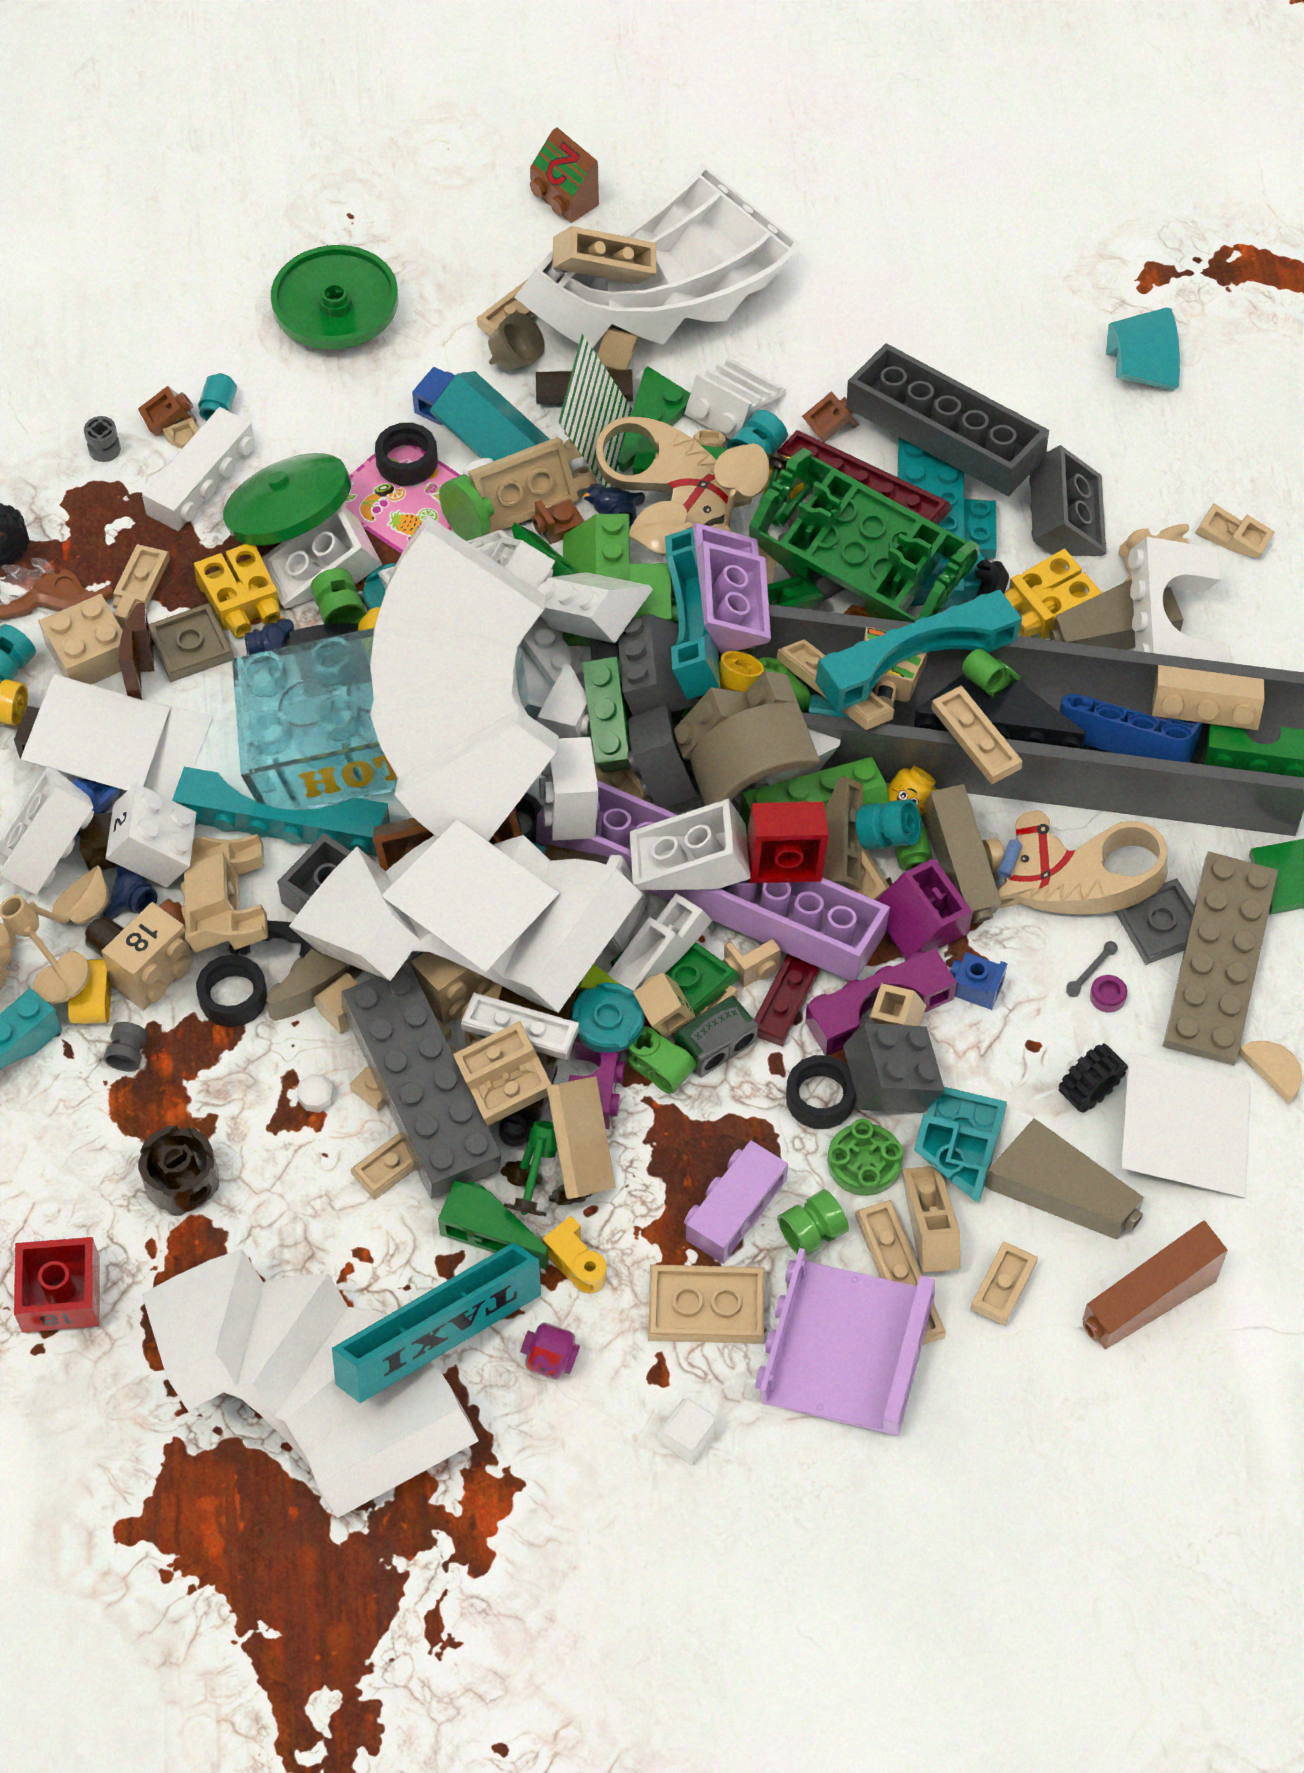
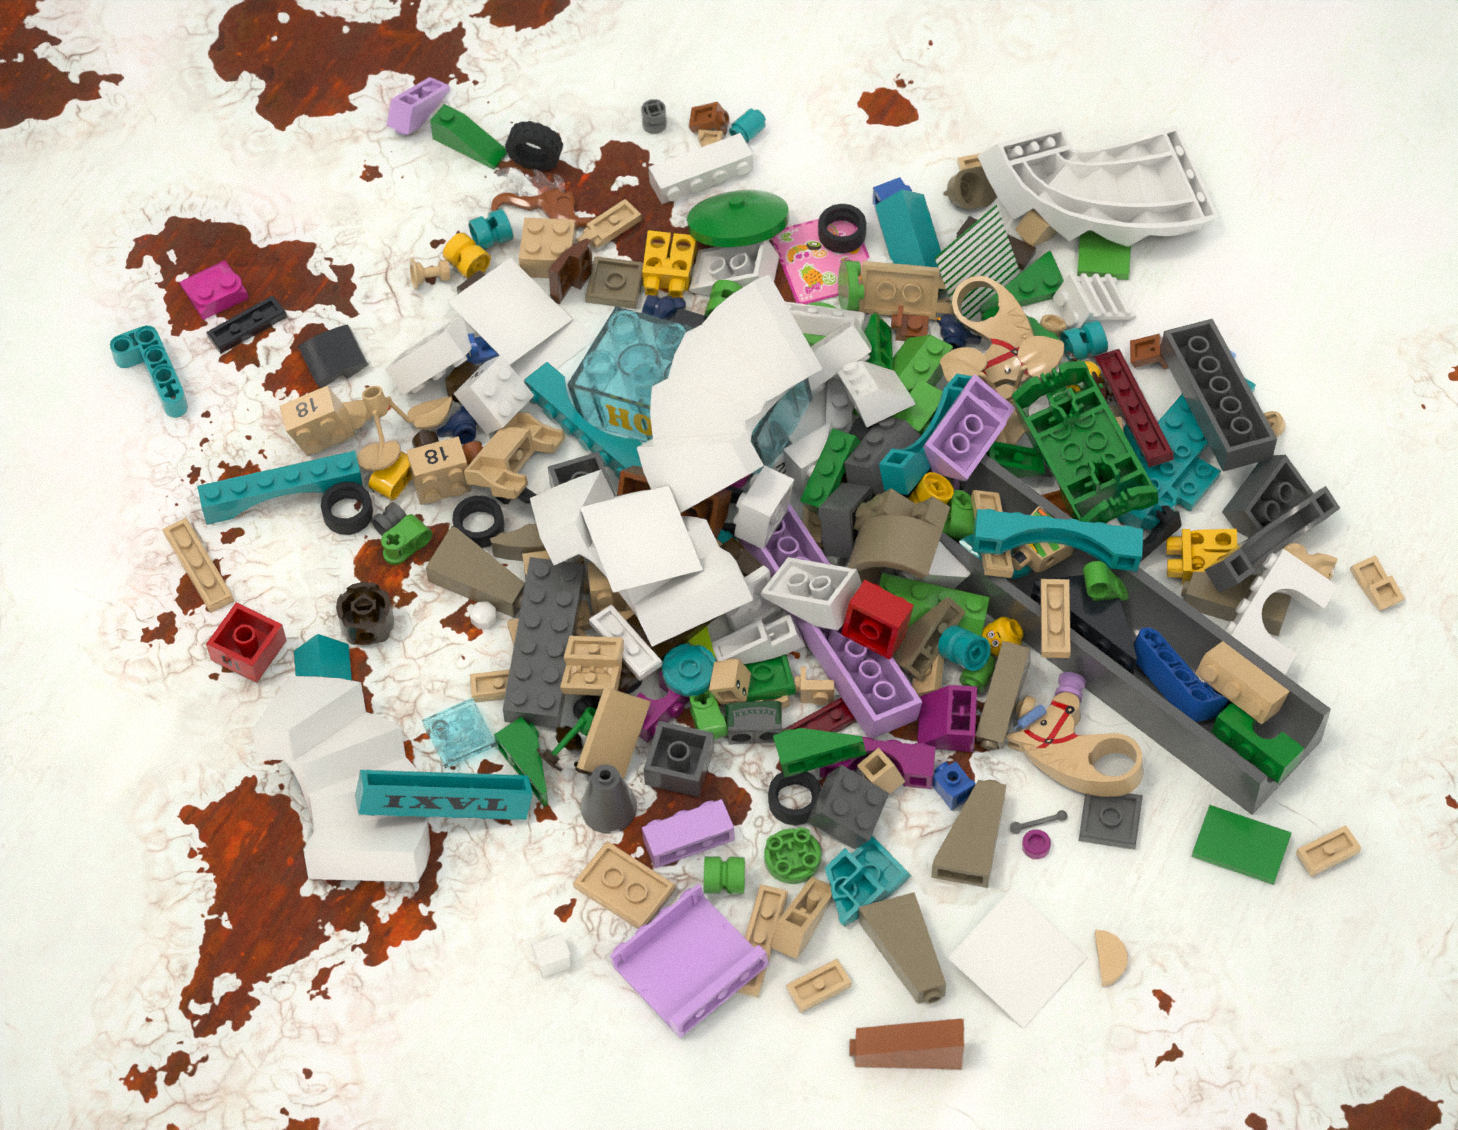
camera: 35 degrees right, 0 degrees up
(56, 1037) = (346, 525): none -> black tyre
(159, 1059) = (407, 537): none -> bright green piece
(161, 1252) = (323, 658): none -> teal slope
(275, 1051) = (474, 573): none -> dark tan slope
(334, 297) = (872, 95): green dish -> none
(389, 1243) = (458, 733): none -> clear light blue tile
(550, 1350) = (505, 856): magenta head -> none
(565, 176) = (1089, 88): dark orange slope -> none
(571, 1256) = (564, 817): yellow leg -> none
(604, 255) = (1056, 157): tan brick -> none
(620, 1219) = (608, 801): none -> dark grey cone
(667, 1123) = (678, 758): none -> dark grey brick
(705, 344) = (1102, 257): none -> bright green tile
(811, 1026) = (812, 749): none -> green slope
(1016, 803) = (1071, 683): none -> lavender wheel
(1043, 1021) = (972, 841): none -> dark tan slope
(1093, 1077) = (974, 890): black tyre -> none
(1102, 578) = (1271, 538): none -> dark grey arch
(1146, 348) = (1414, 419): teal slope -> none
(1220, 958) = (1128, 863): dark tan plate -> none

